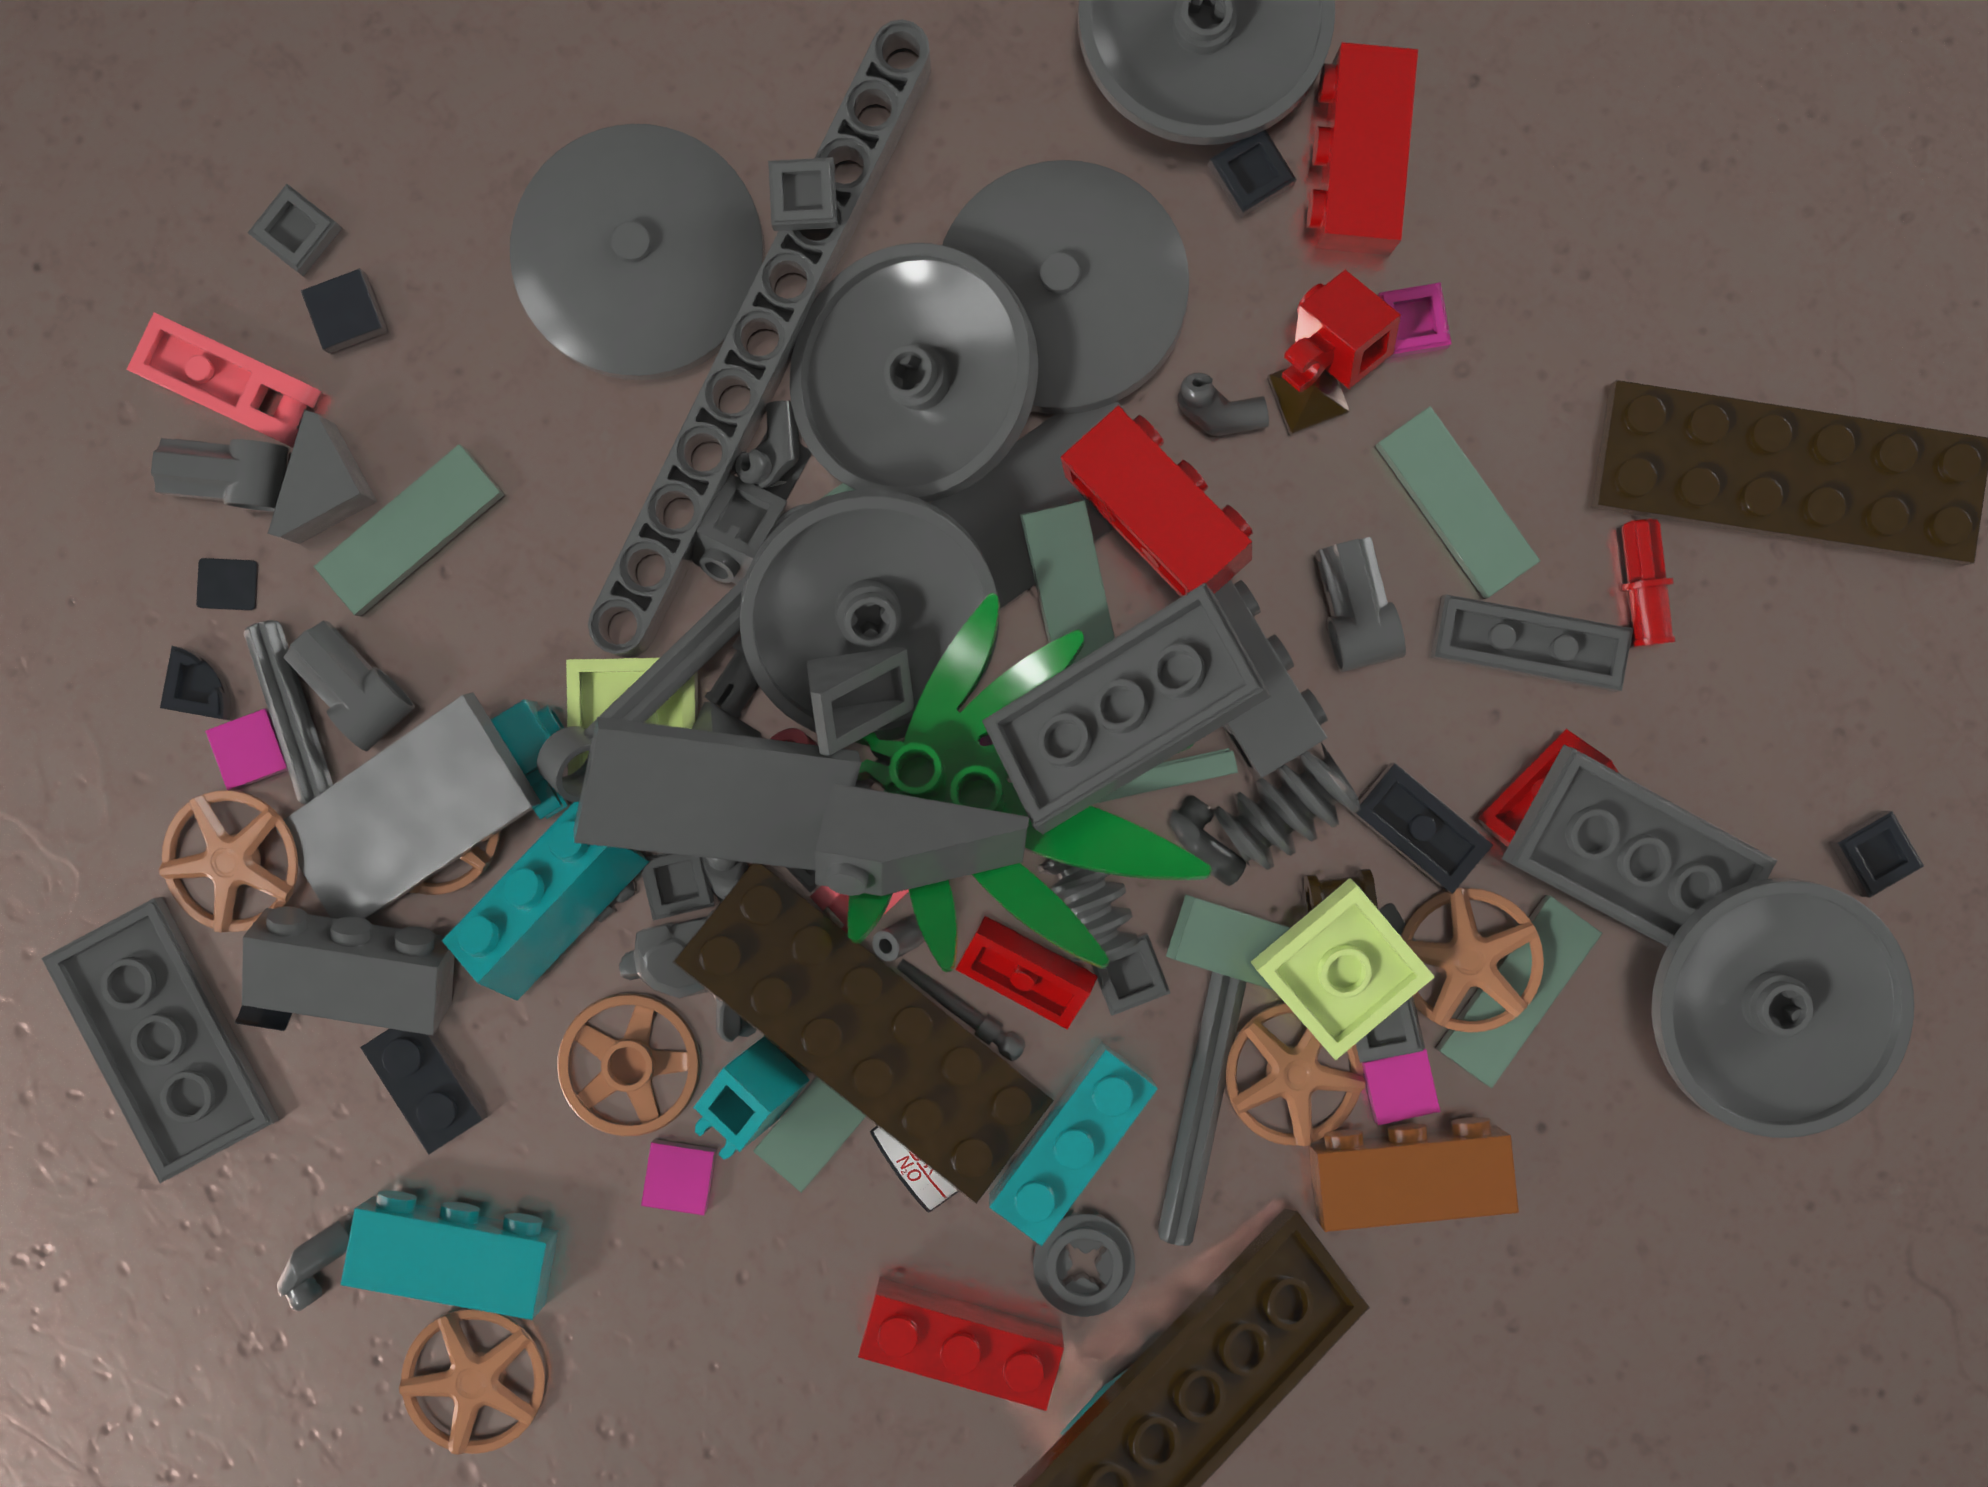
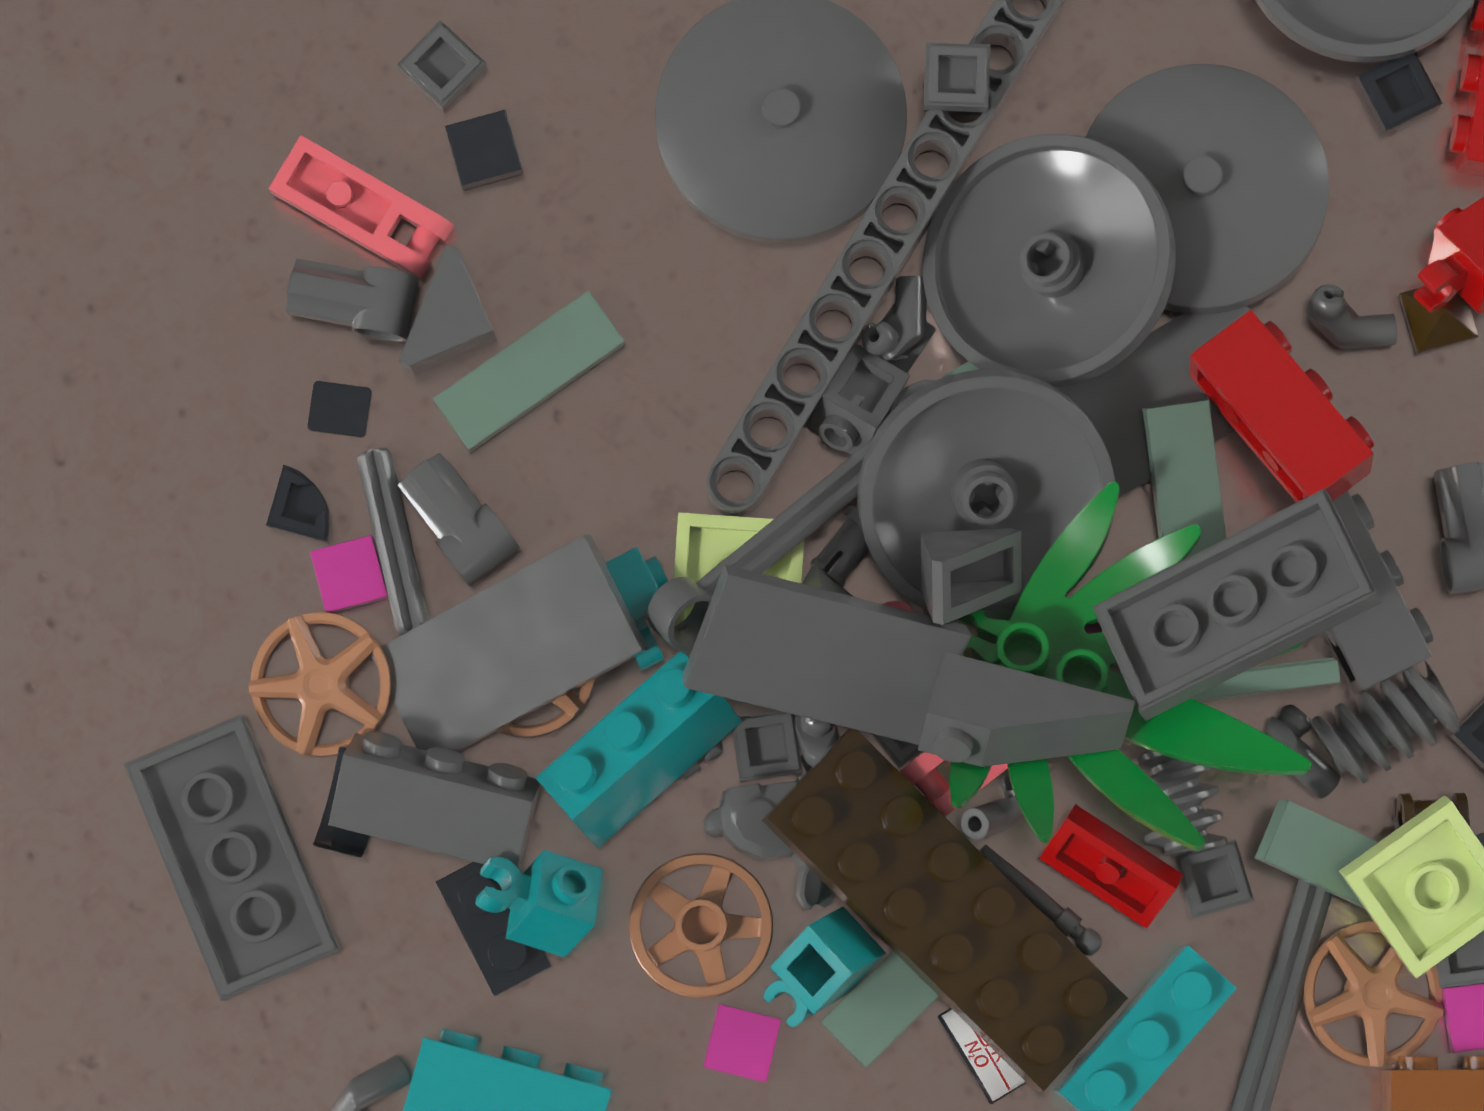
camera: 10 degrees right, 5 degrees down
(468, 1063) = (548, 903): none -> teal brick

